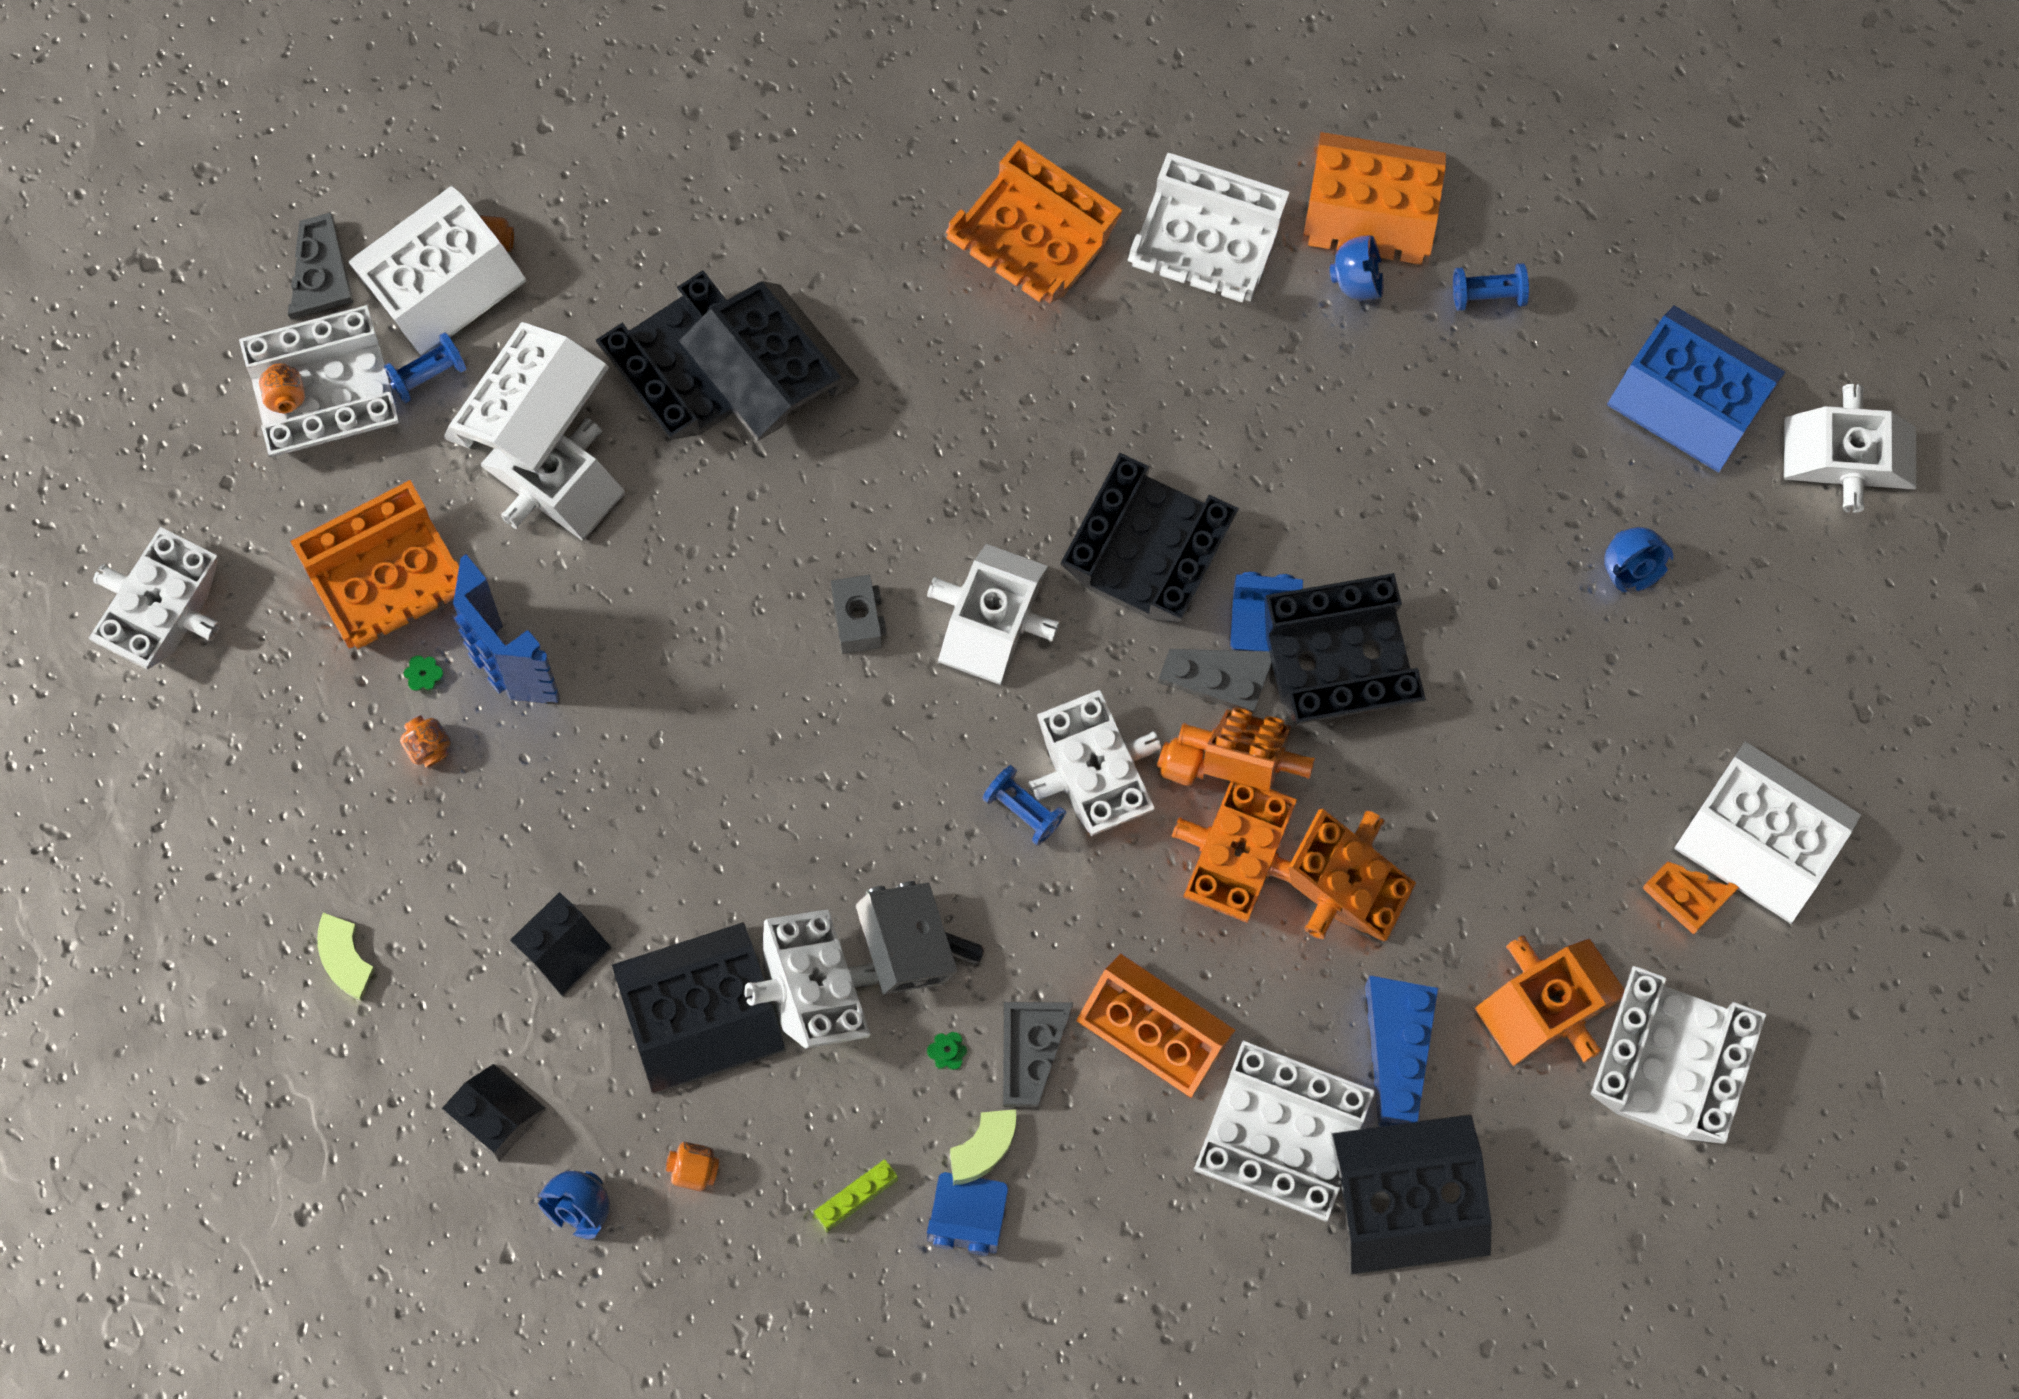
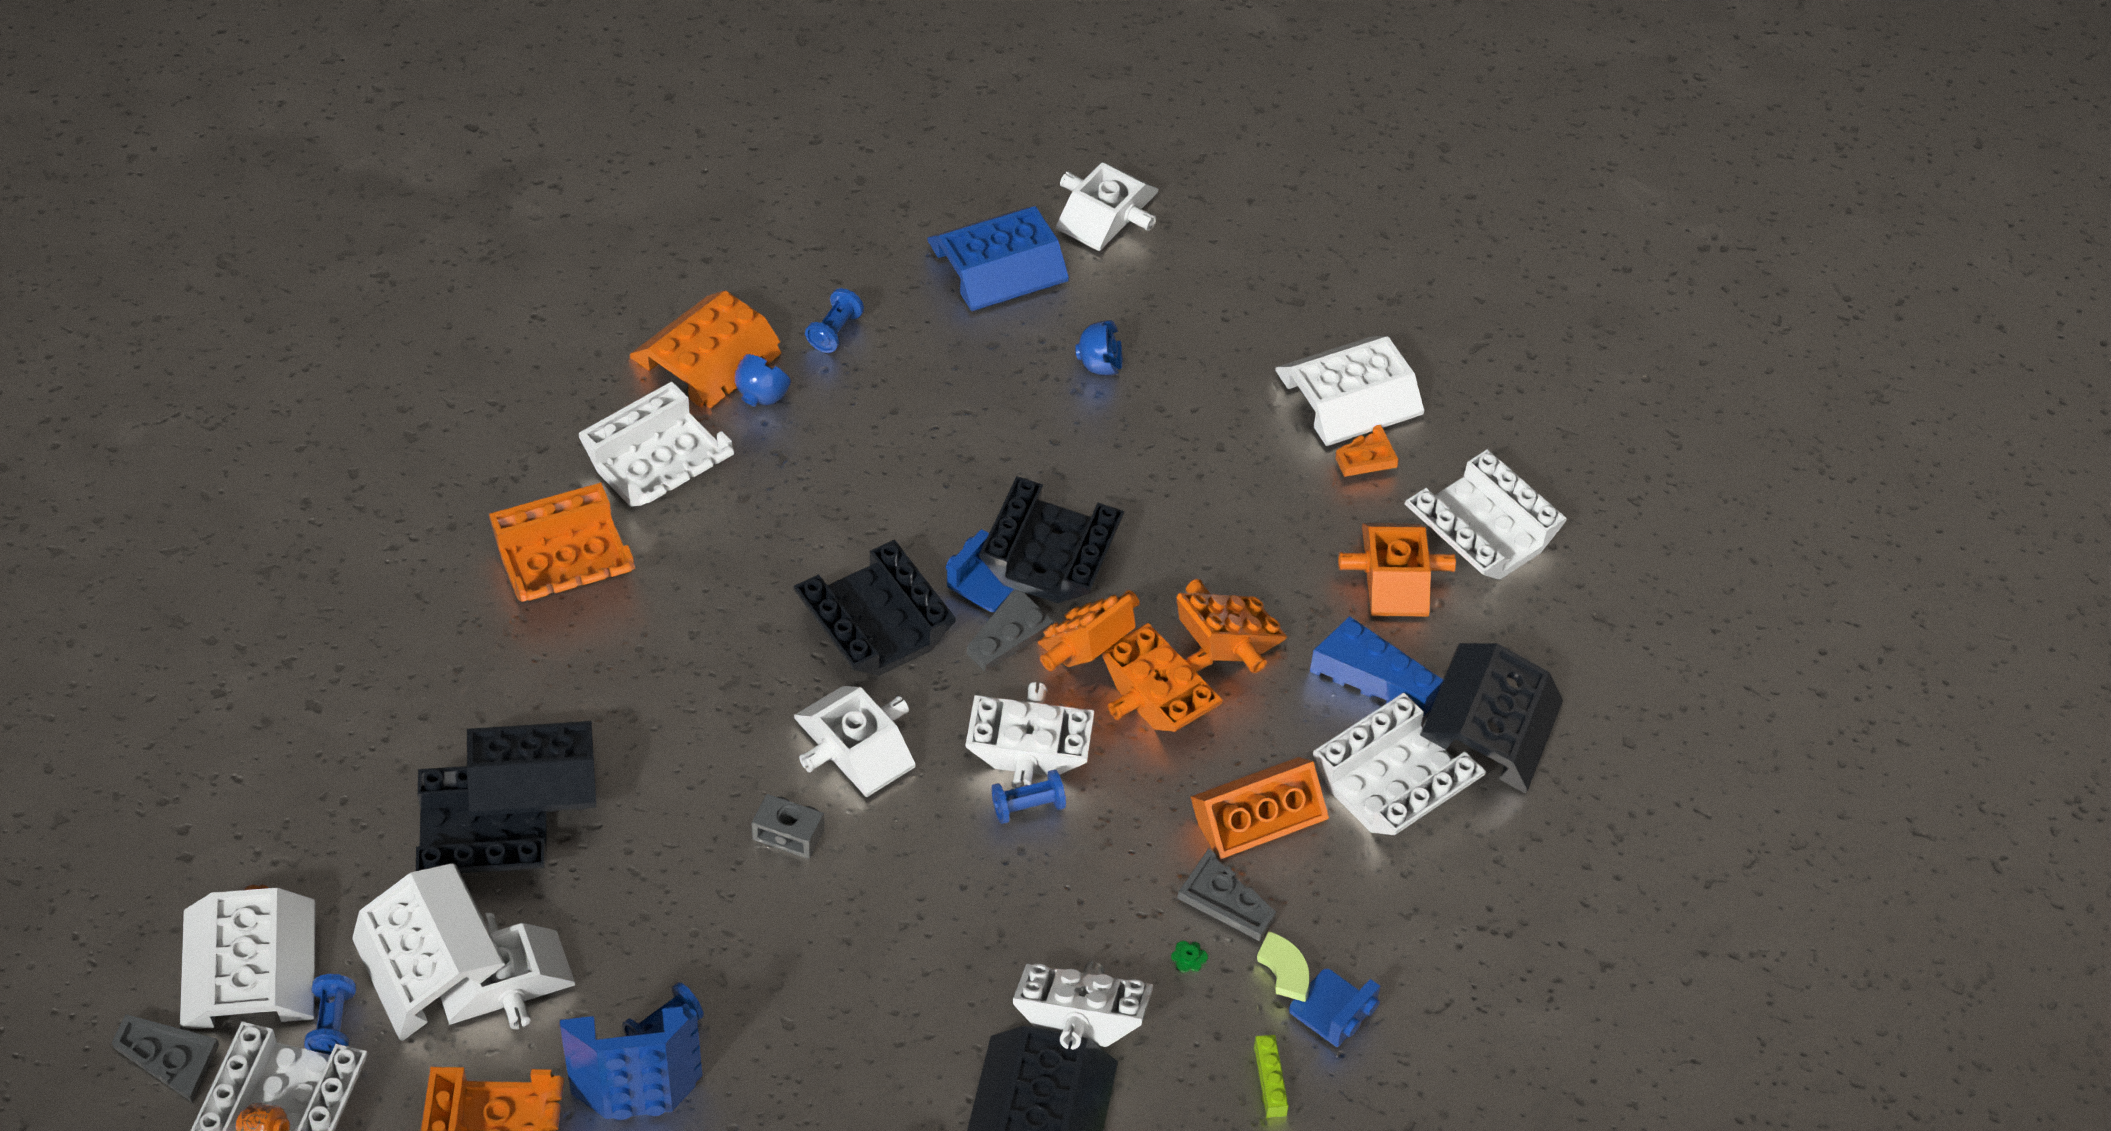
camera: 60 degrees left, 20 degrees down
(584, 635) = (654, 1021): none -> blue hose
(909, 938) = (1087, 921): dark grey piece -> none
(1181, 763) = (1064, 682): orange head -> none

